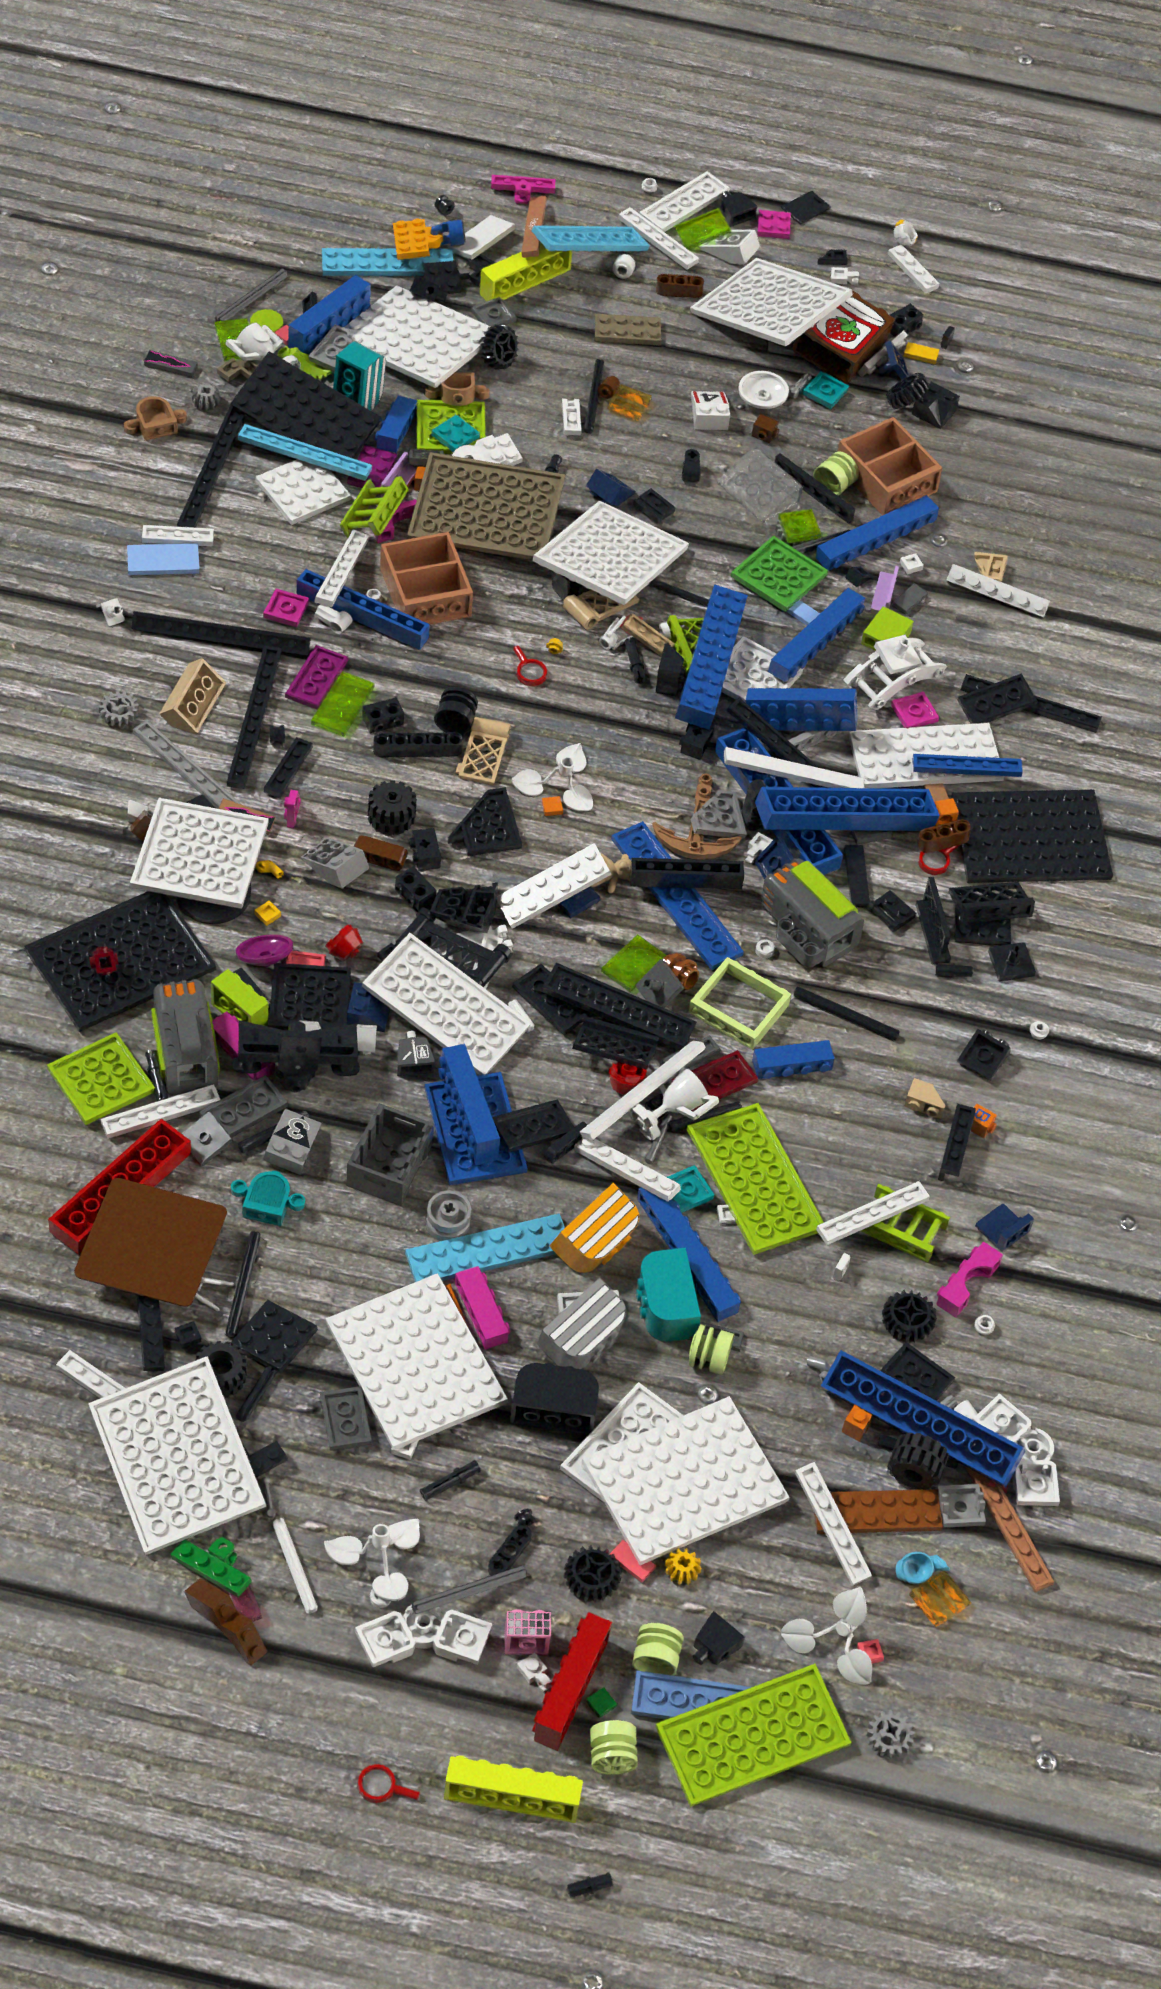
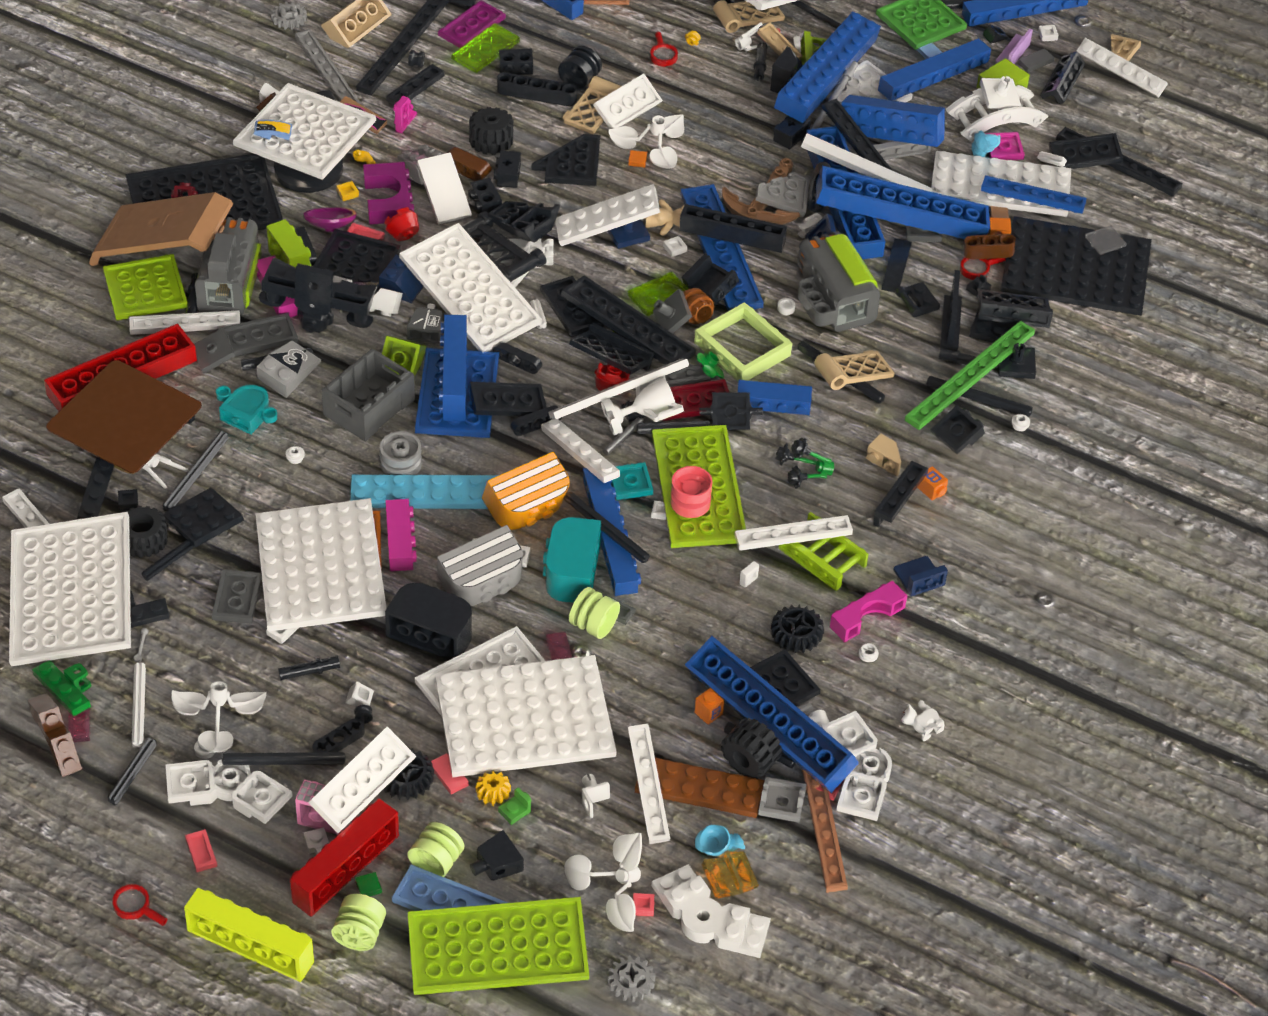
camera: 20 degrees right, 5 degrees down
(102, 1008) = (164, 225): none -> medium nougat piece
(165, 861) = (267, 128): none -> slope
(312, 885) = (387, 176): none -> magenta arch
(318, 1640) = (131, 771): none -> black axle
(337, 1244) = (295, 454): none -> white plate
(371, 889) = (444, 188): none -> white tile
(404, 1096) = (404, 353): none -> lime slope
(422, 1709) = (201, 850): none -> coral tile
(510, 1497) = (359, 695): none -> white slope
(519, 741) = (627, 102): none -> white tile
(529, 1075) = (527, 361): none -> black beam
(564, 1596) = (362, 780): none -> white plate
(630, 904) = (675, 246): none -> white plate
(683, 937) = (710, 279): none -> black panel
(686, 1395) = (558, 646): none -> clear pink plate
(692, 1252) = (609, 529): none -> black axle
(711, 1580) = (516, 807): none -> bright green bracket
(715, 1033) = (709, 362): none -> green plate
(733, 663) = (847, 76): none -> light grey bar
(759, 1086) = (731, 410): none -> black plate
(759, 1191) = (691, 491): none -> coral wheel
(780, 1547) = (593, 793): none -> white bracket
(845, 1018) = (836, 374): none -> tan piece
(848, 1119) = (824, 465): none -> black plant
(898, 714) = (984, 143): none -> medium azure hair
(913, 1635) = (729, 925): none -> white plate
(946, 881) = (978, 283): none -> black tile
(948, 612) = (1063, 77): none -> black fence
(967, 716) = (1052, 159): none -> white axle
(976, 991) = (969, 375): none -> bright green plate
(989, 1009) = (986, 398): none -> black axle
(1052, 801) = (1105, 240): none -> clear piece
(1064, 1387) = (924, 722): none -> white animal

